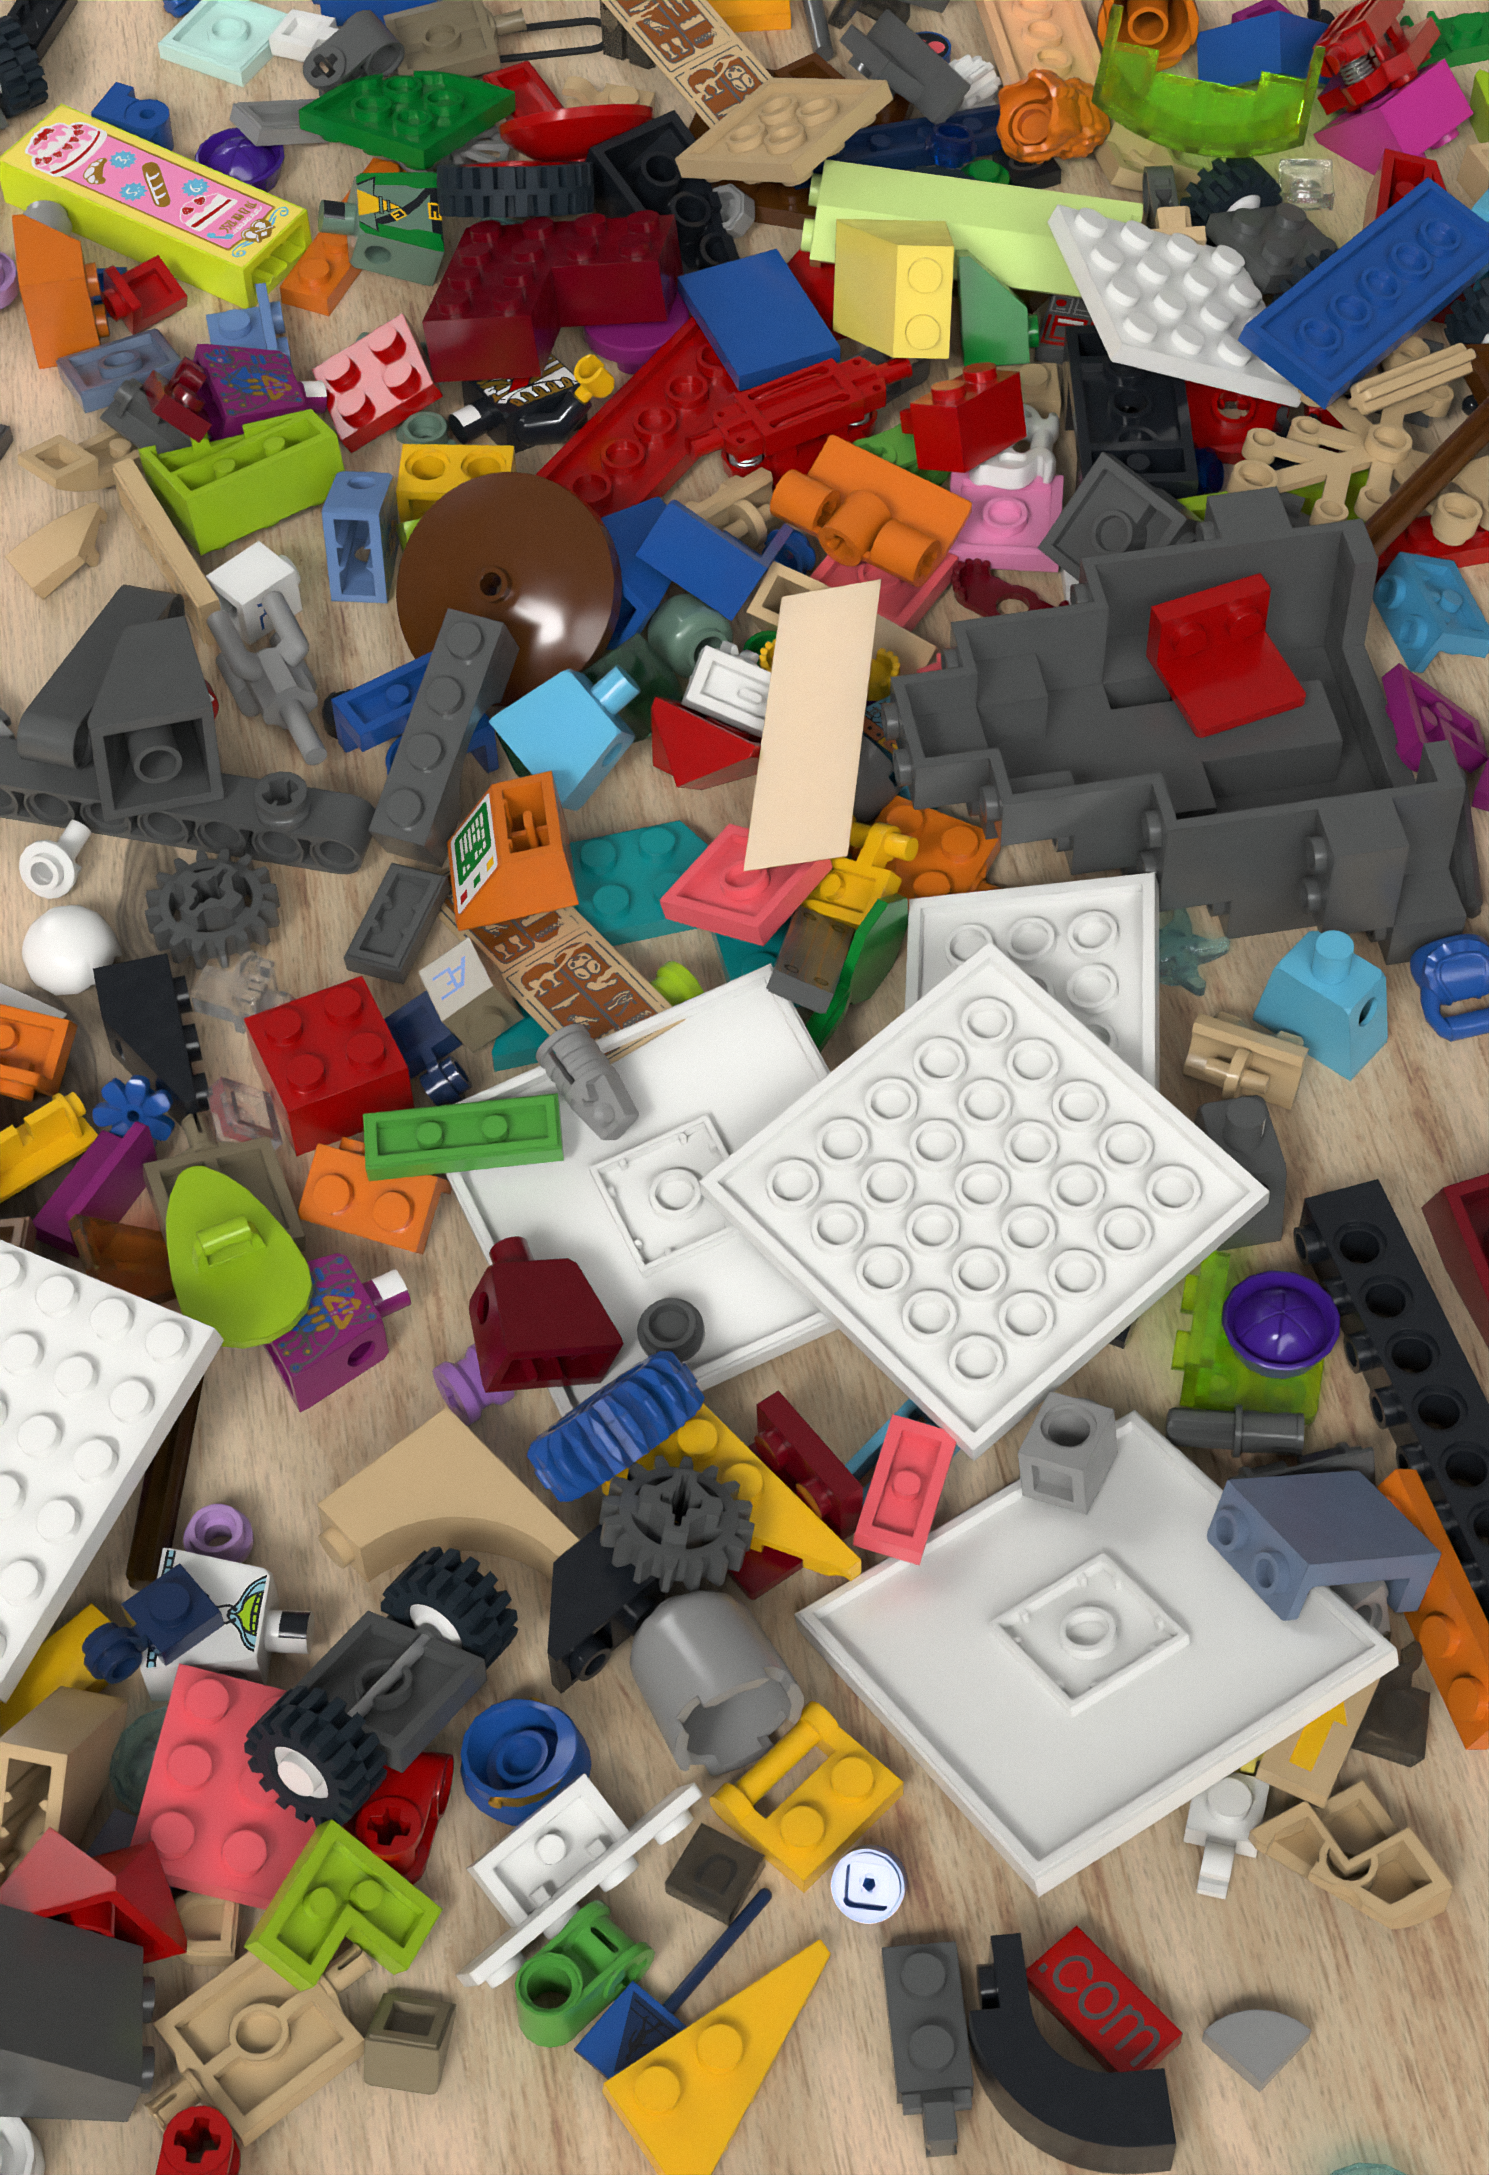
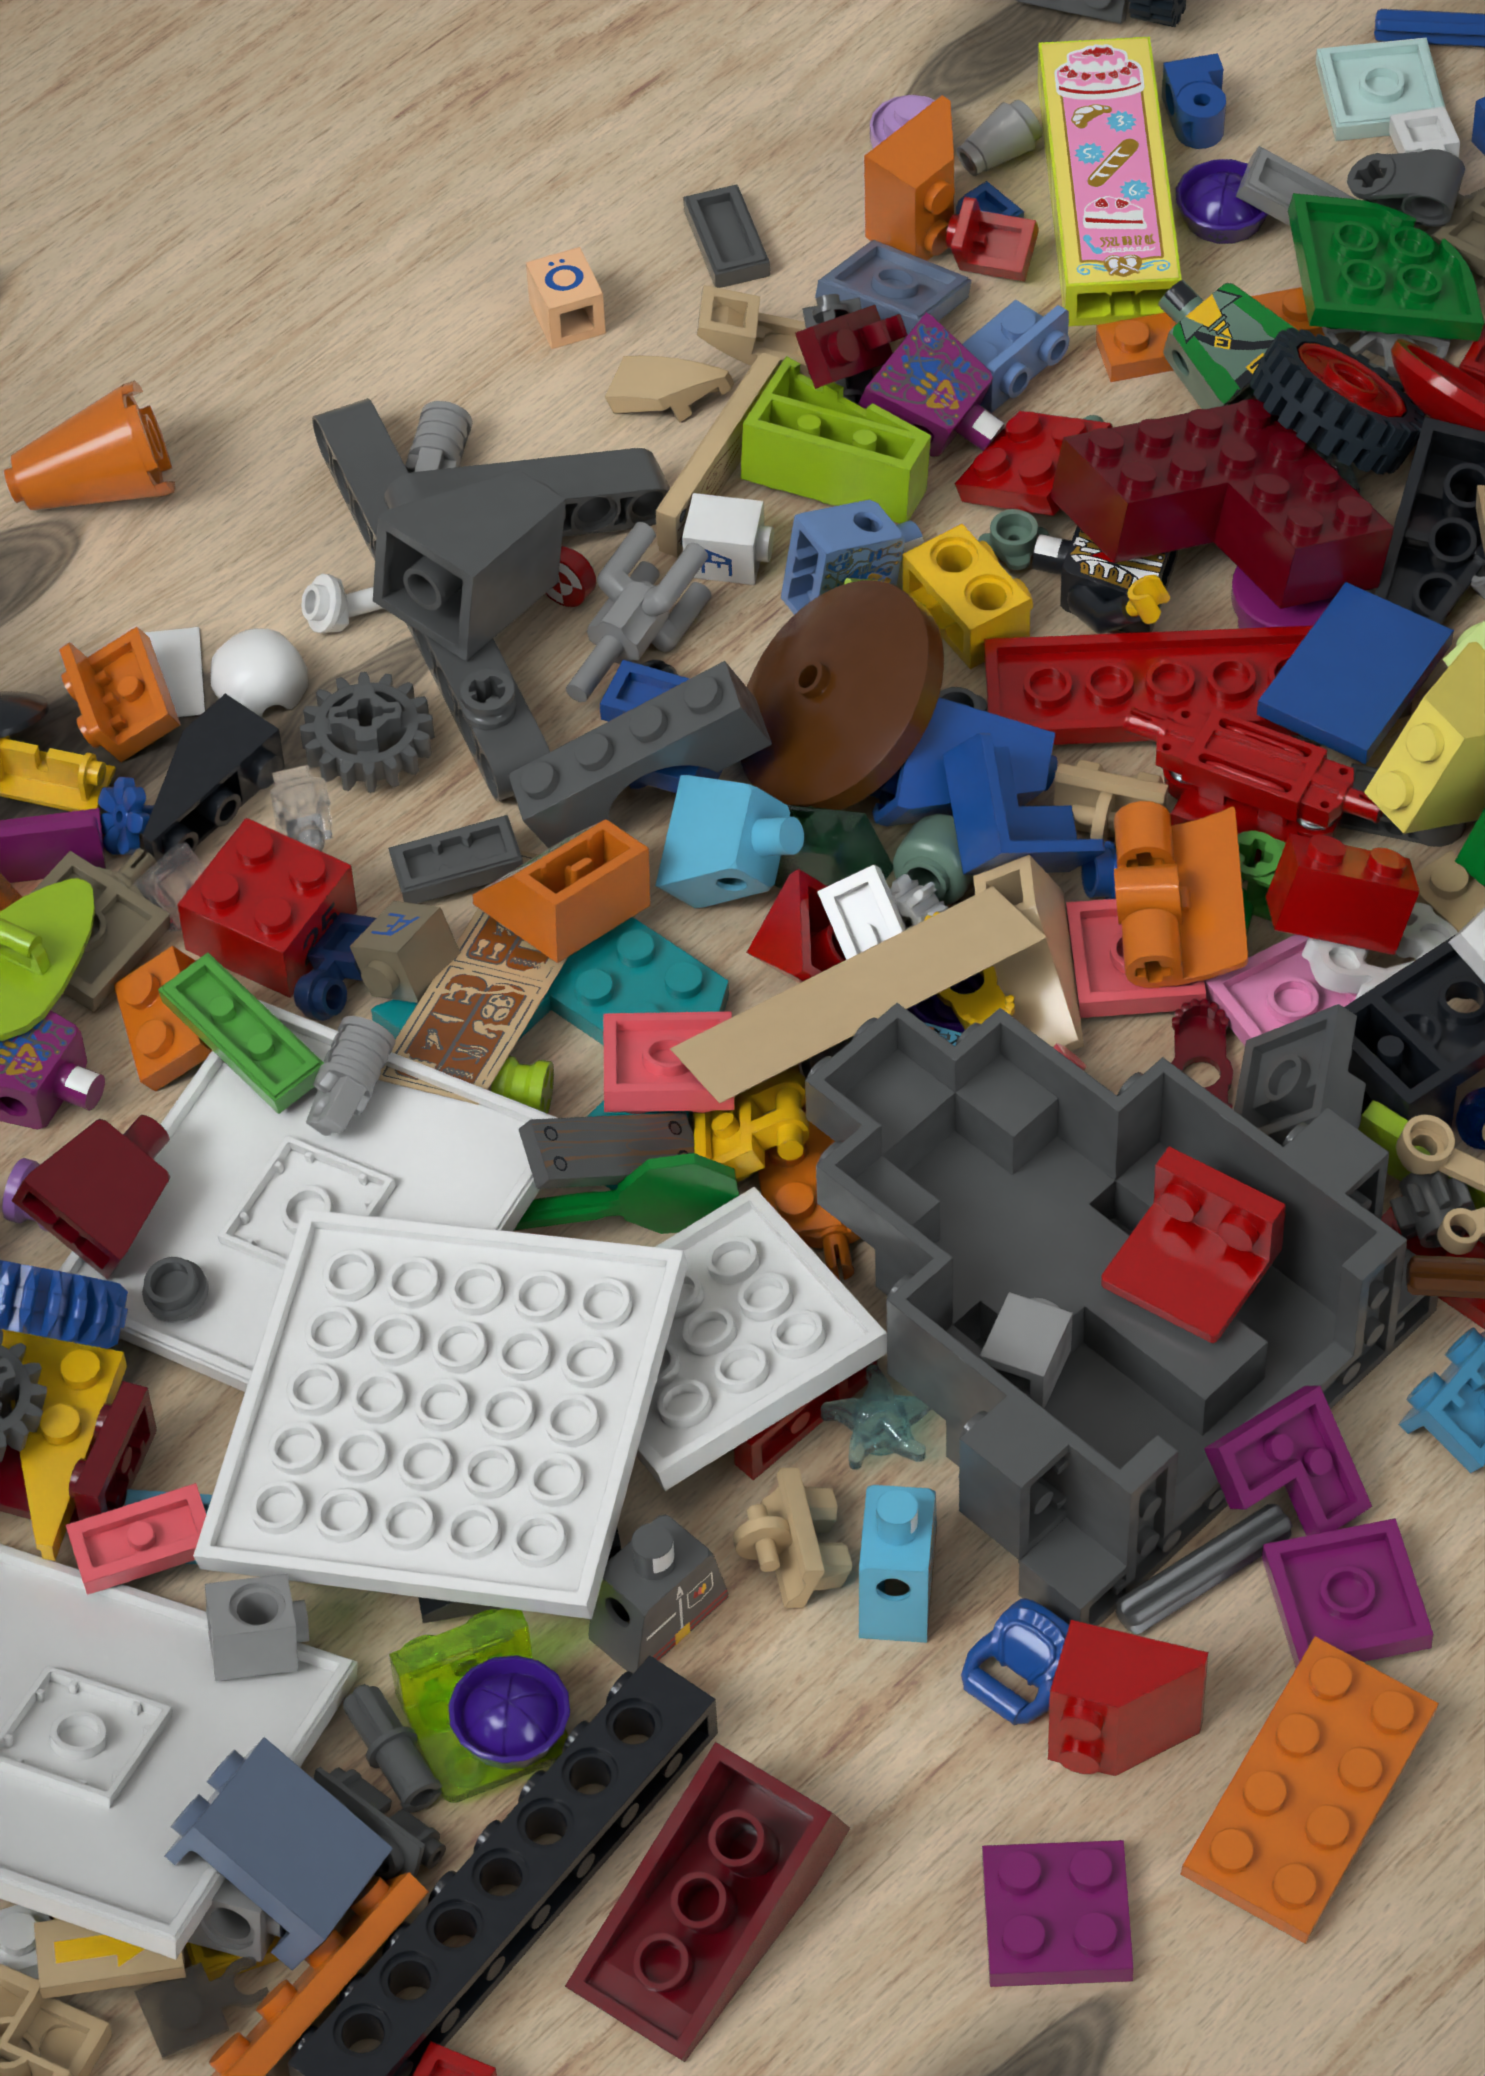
camera: 55 degrees right, 0 degrees up
(1231, 786) = (1030, 1345): none -> light grey brick

